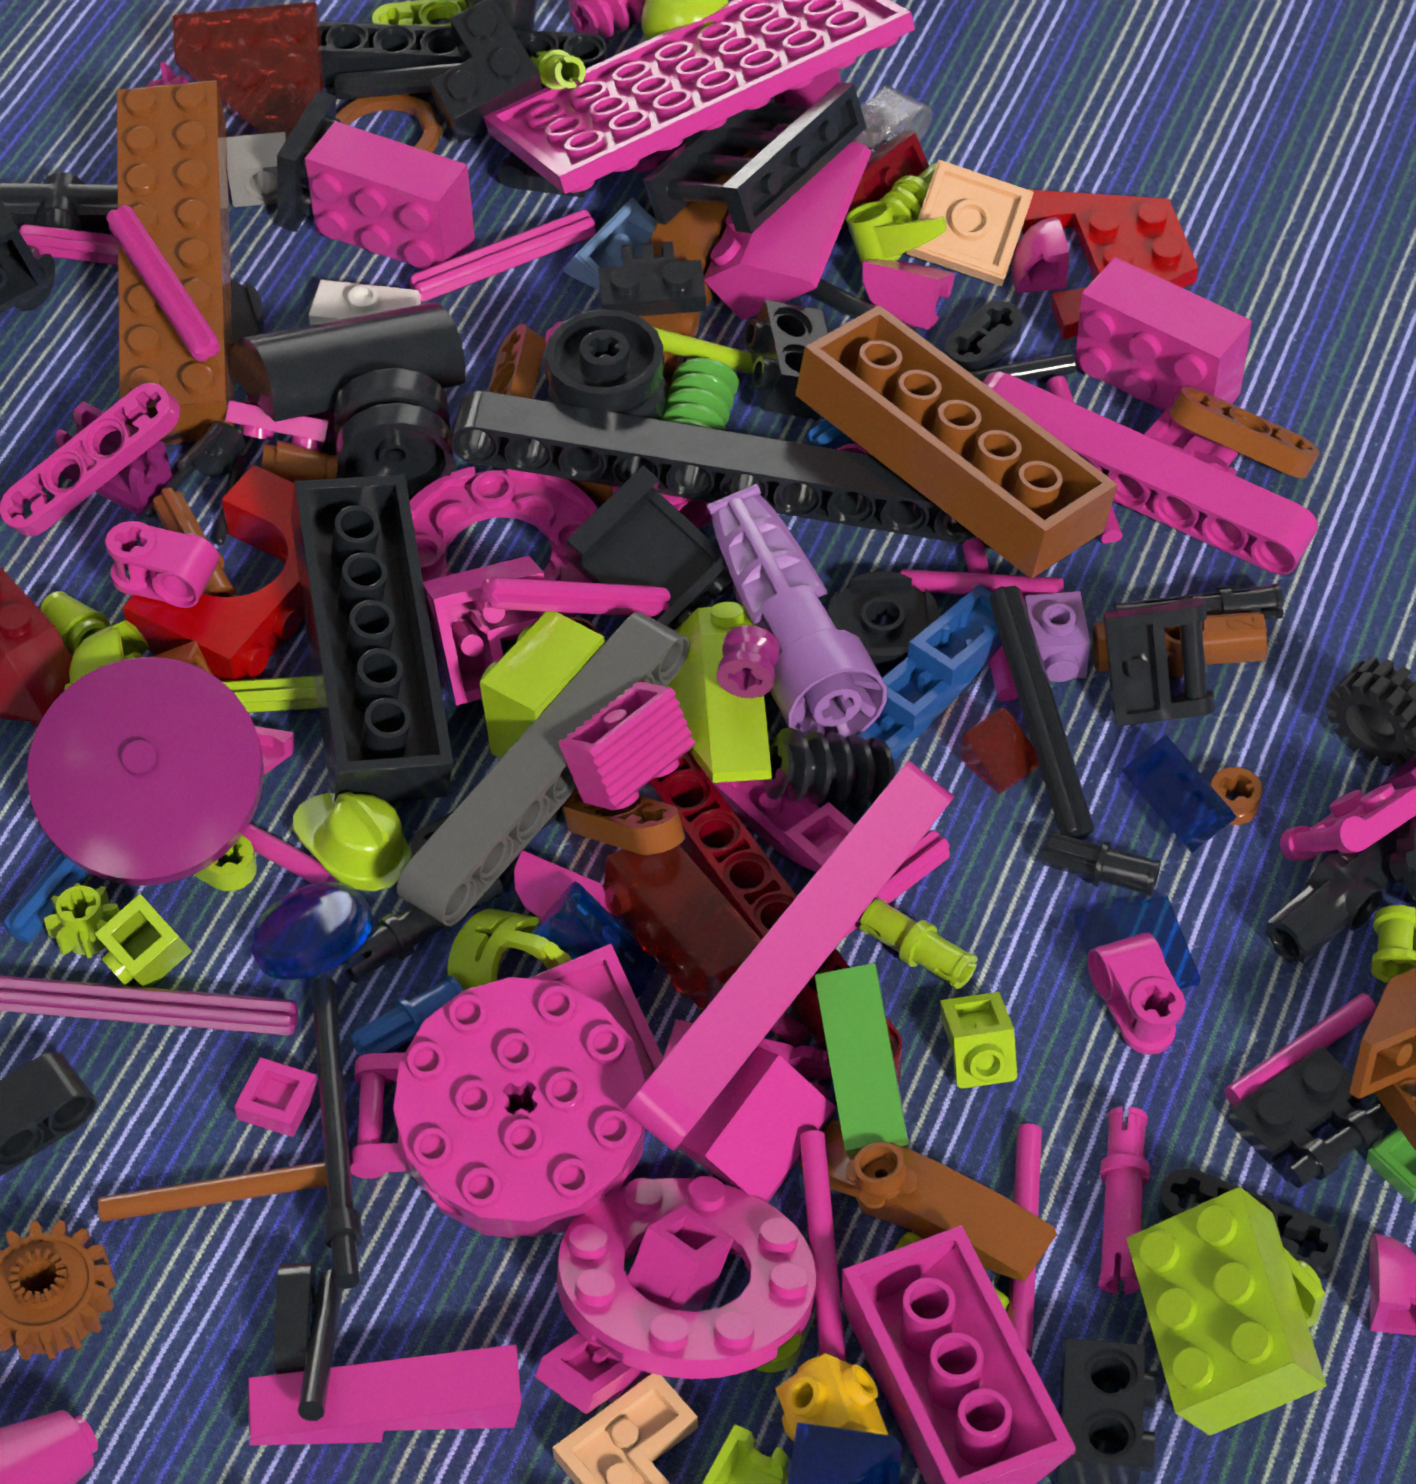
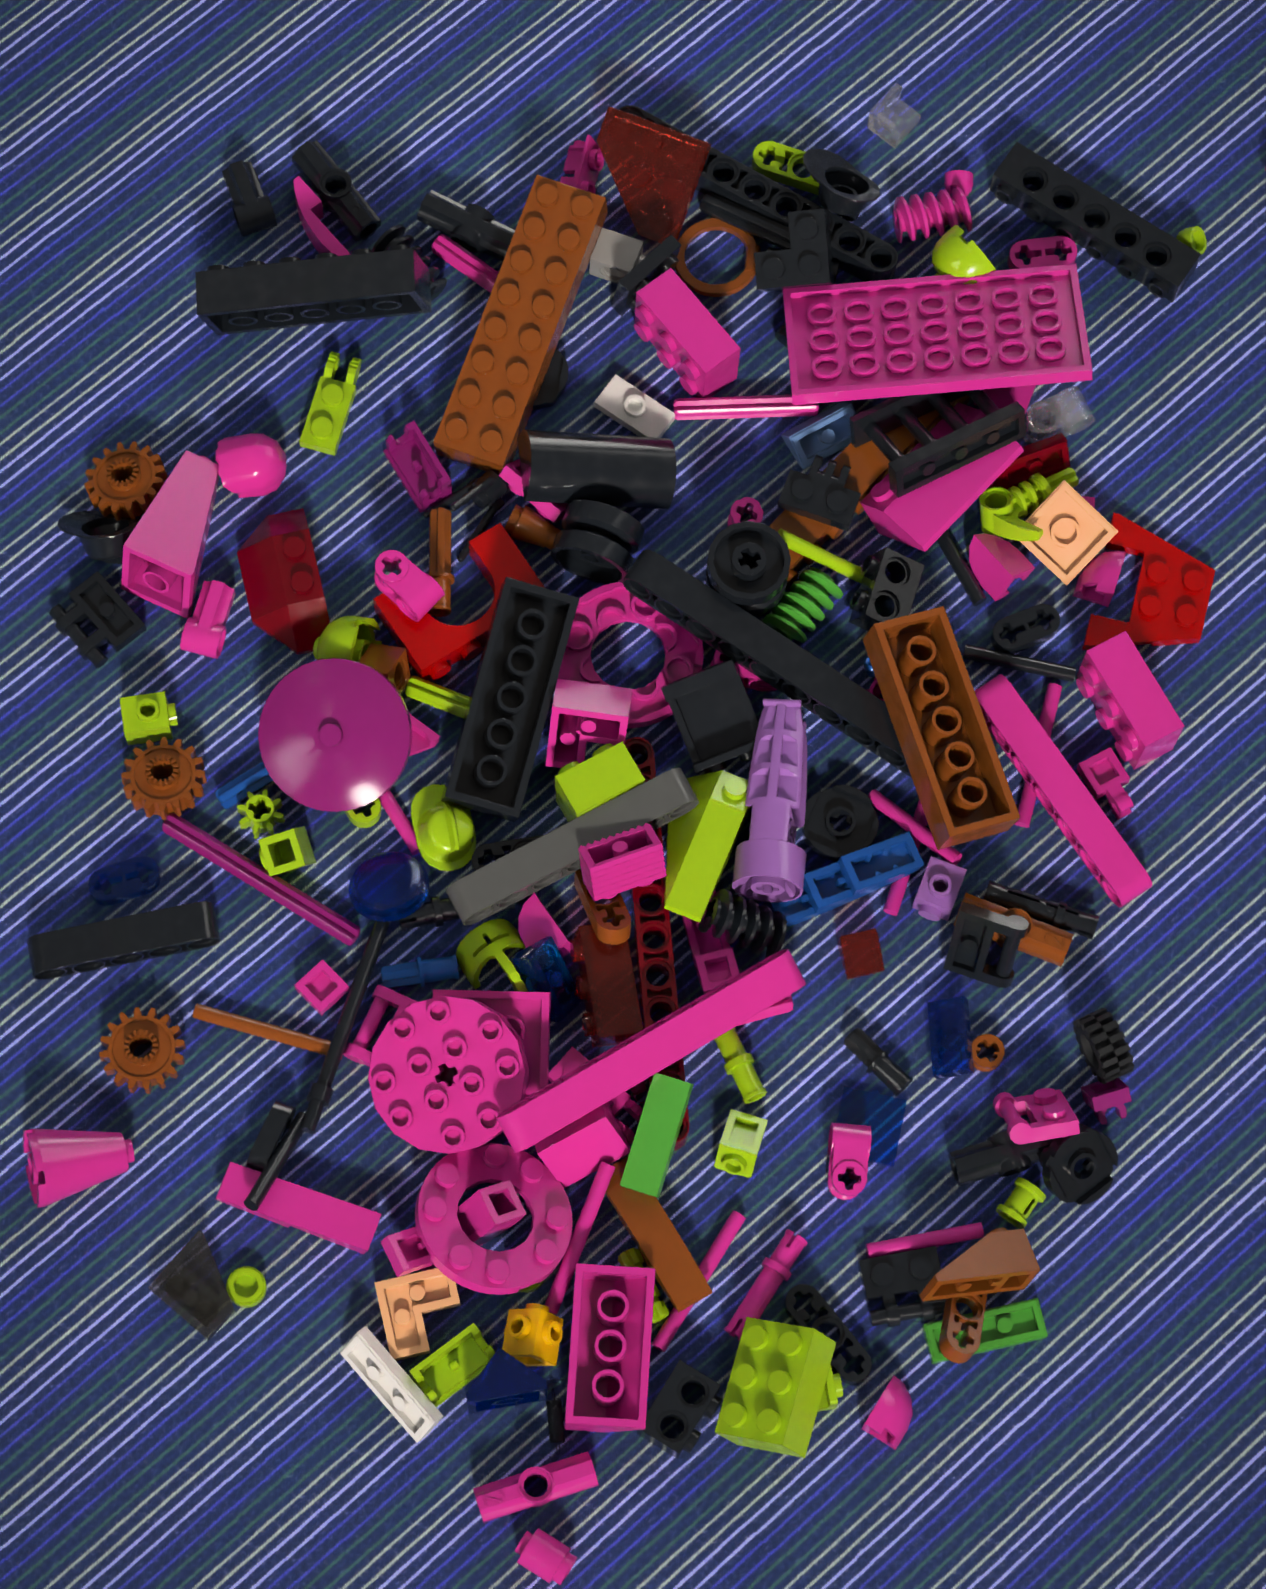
camera: 20 degrees right, 20 degrees up
(72, 619) = (342, 589): lime cone -> none
(94, 467) = (399, 467): dark pink beam -> none
(163, 283) = (497, 360): dark pink axle -> none
(518, 363) = (698, 524): dark orange beam -> none
(559, 69) = (845, 279): lime pin -> none
(574, 597) = (644, 738): dark pink axle -> none
(748, 661) = (722, 839): magenta wheel -> none
(879, 1160) = (625, 1202): dark orange plate -> none
(1041, 713) = (896, 943): black axle -> none
(1244, 432) = (1169, 818): dark orange beam -> none

